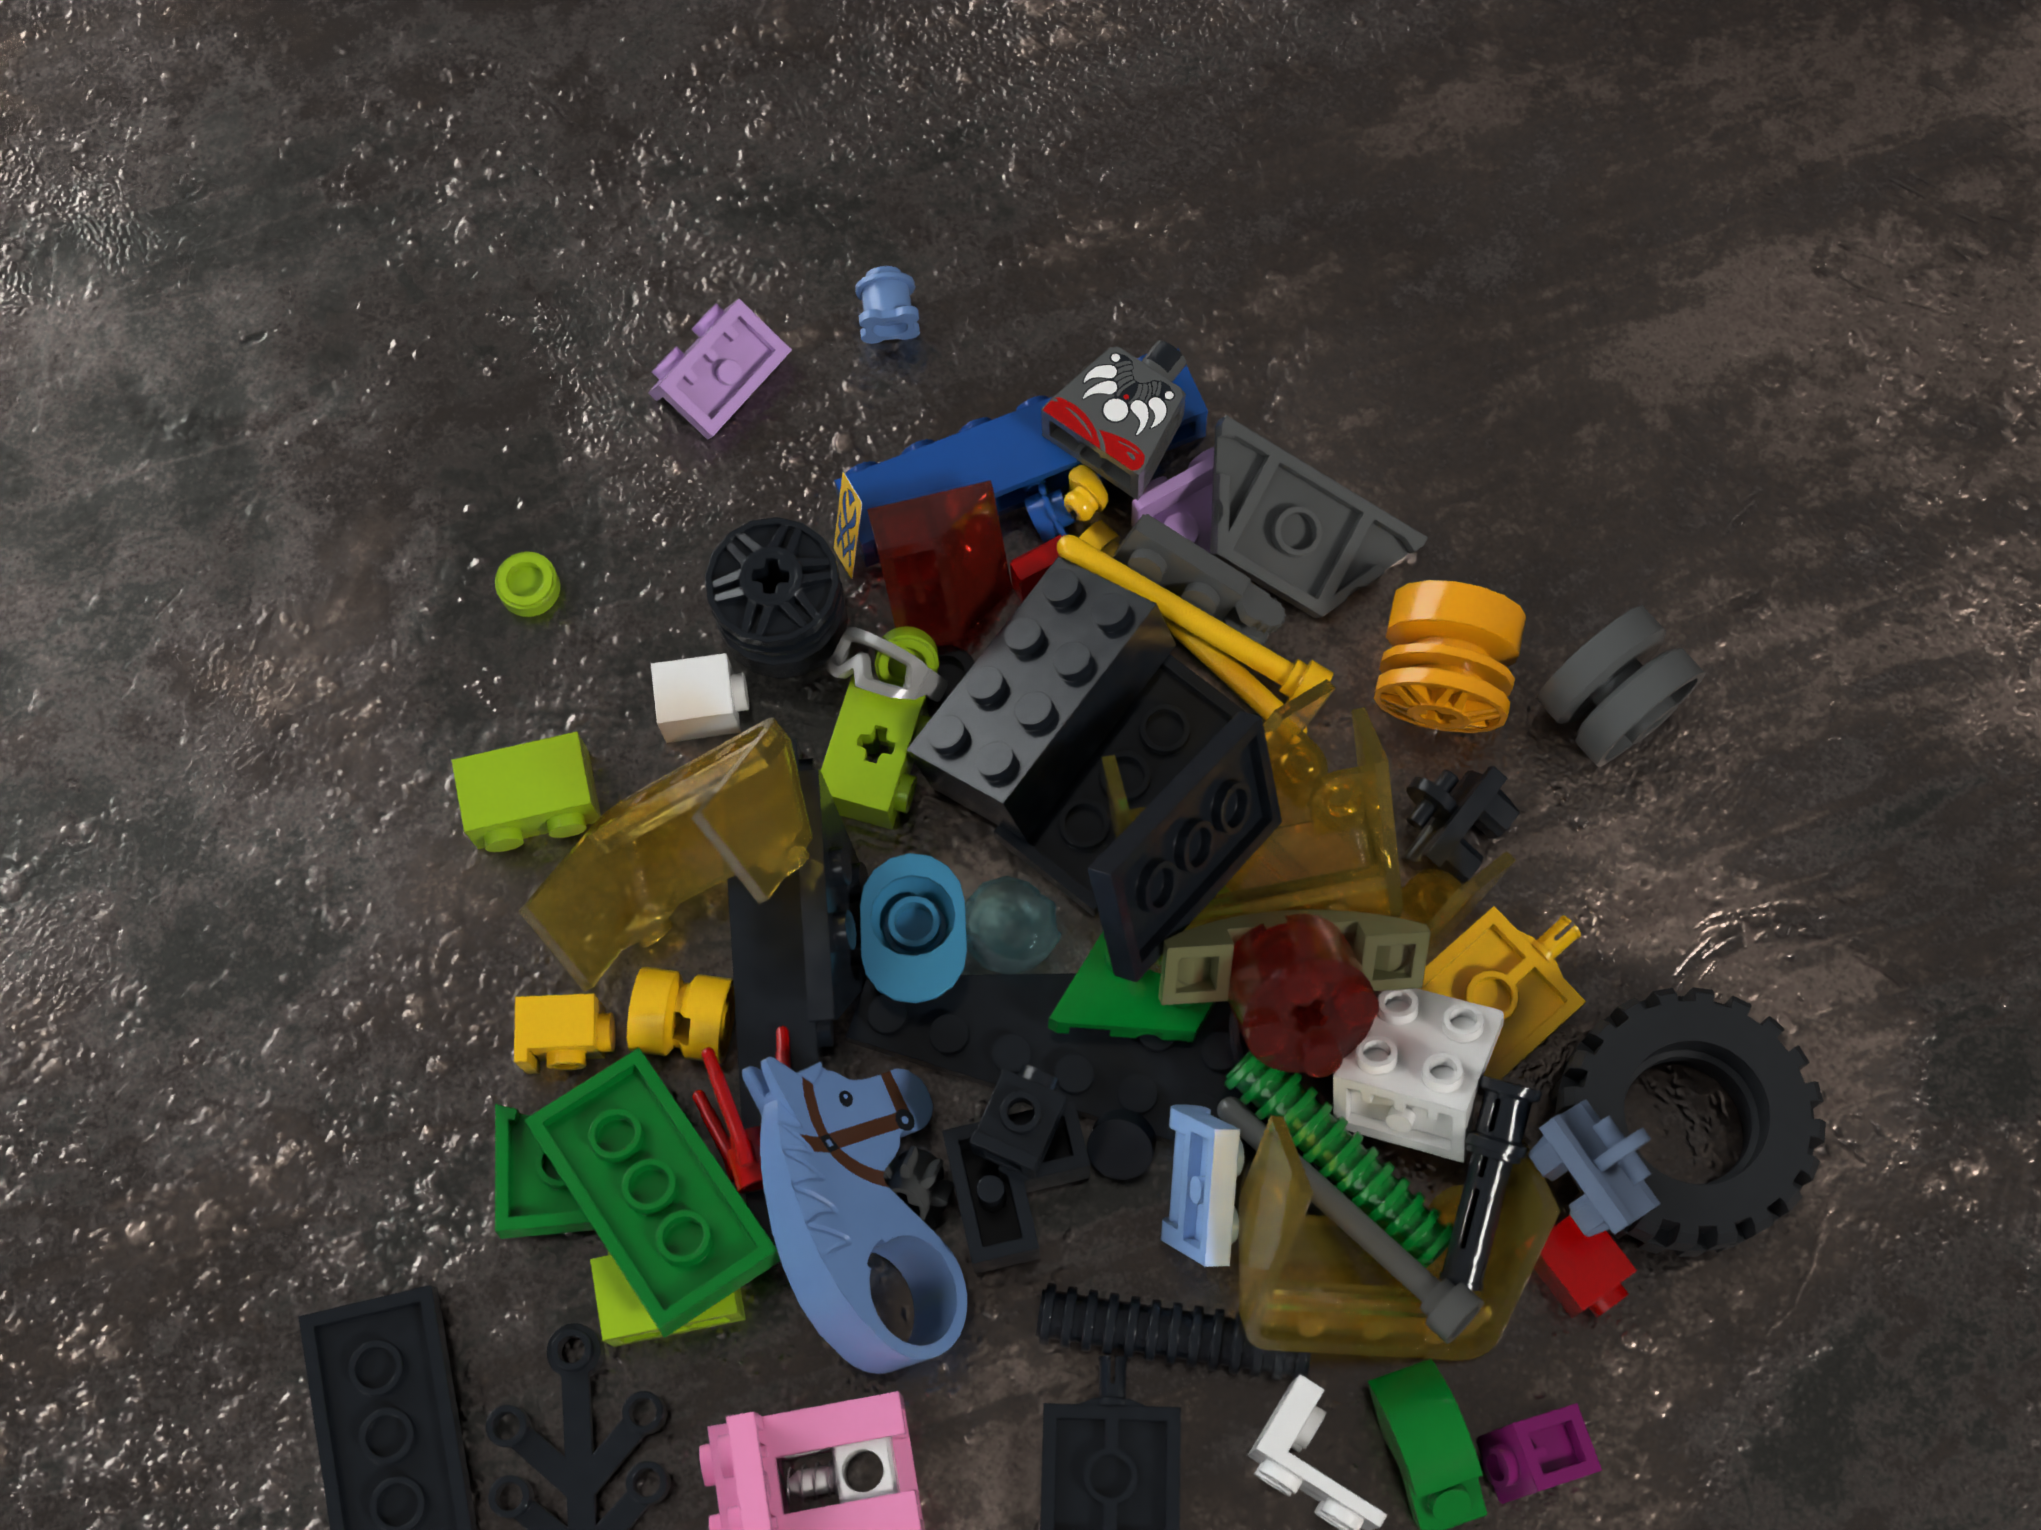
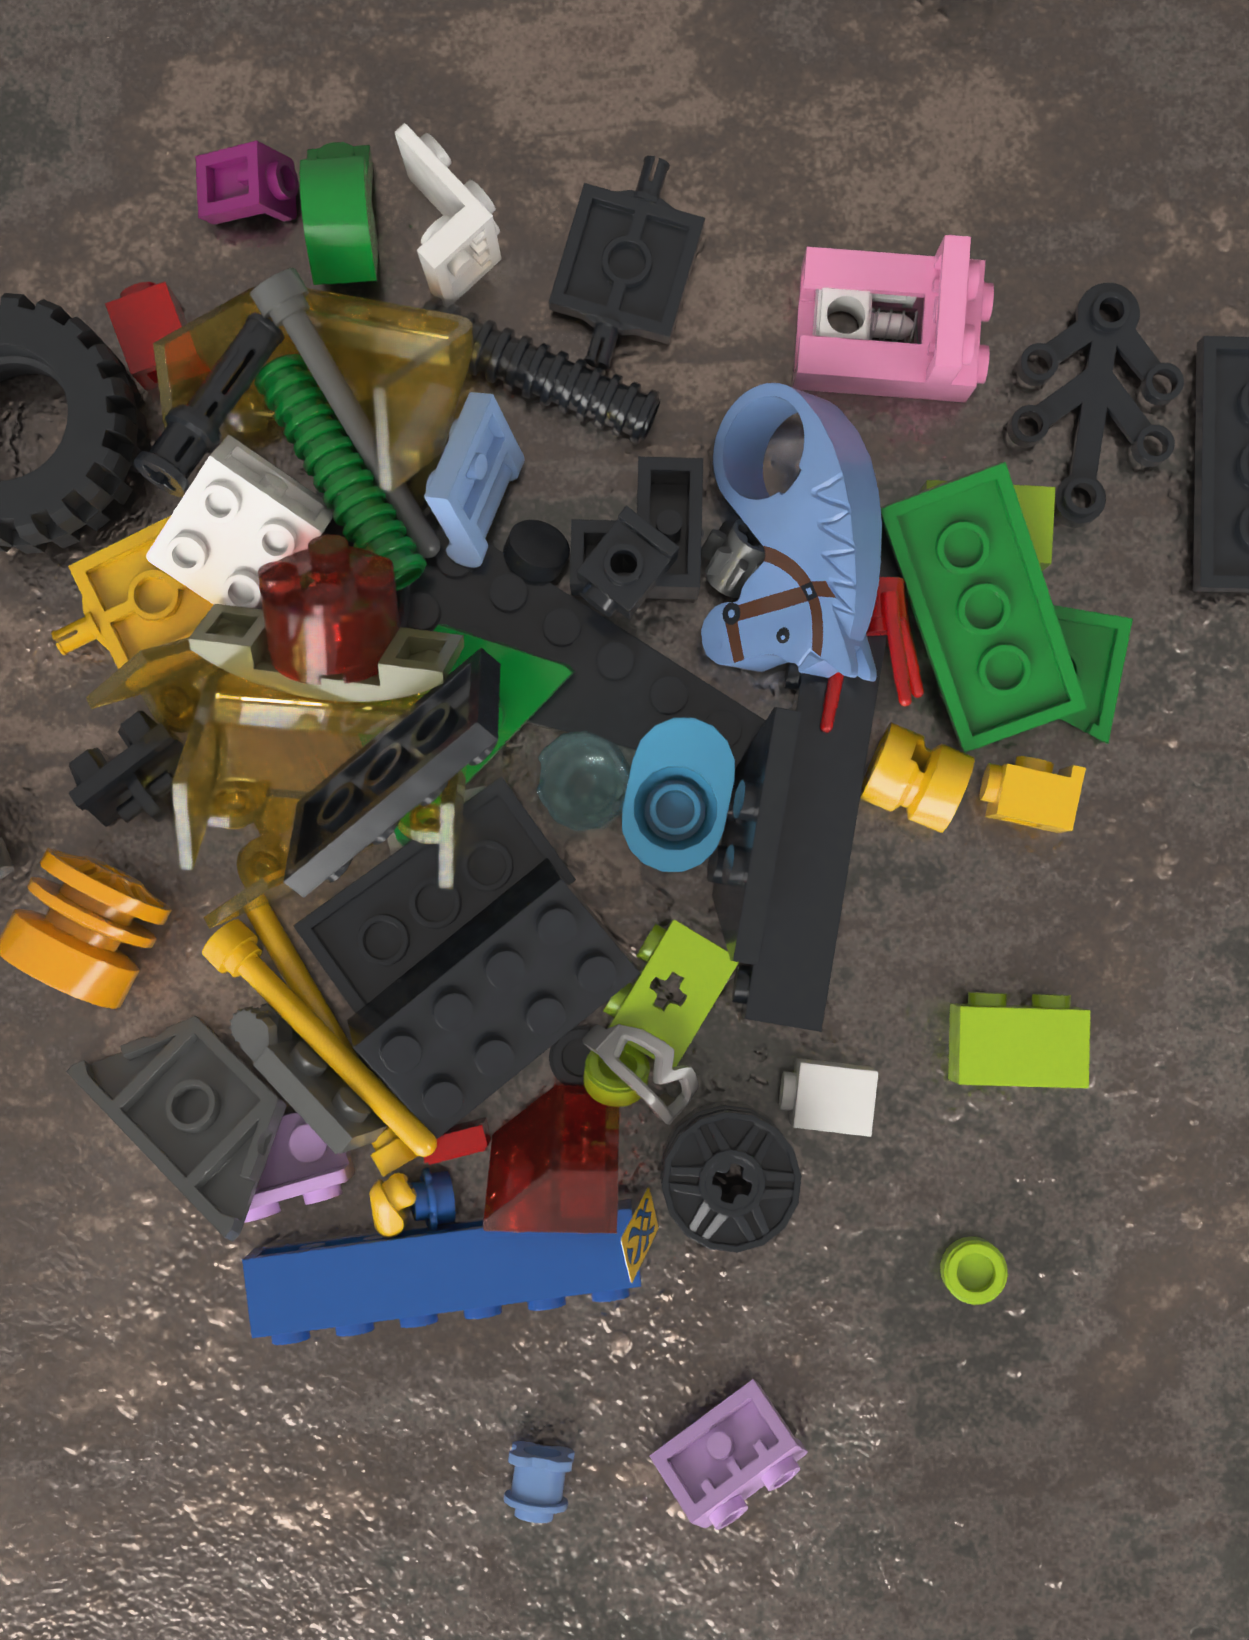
camera: 170 degrees left, 15 degrees up
(680, 835) = (859, 952): clear yellow windscreen -> none
(1120, 414) = (330, 1271): dark grey torso -> none
(1601, 1164) = (99, 375): sand blue hips -> none

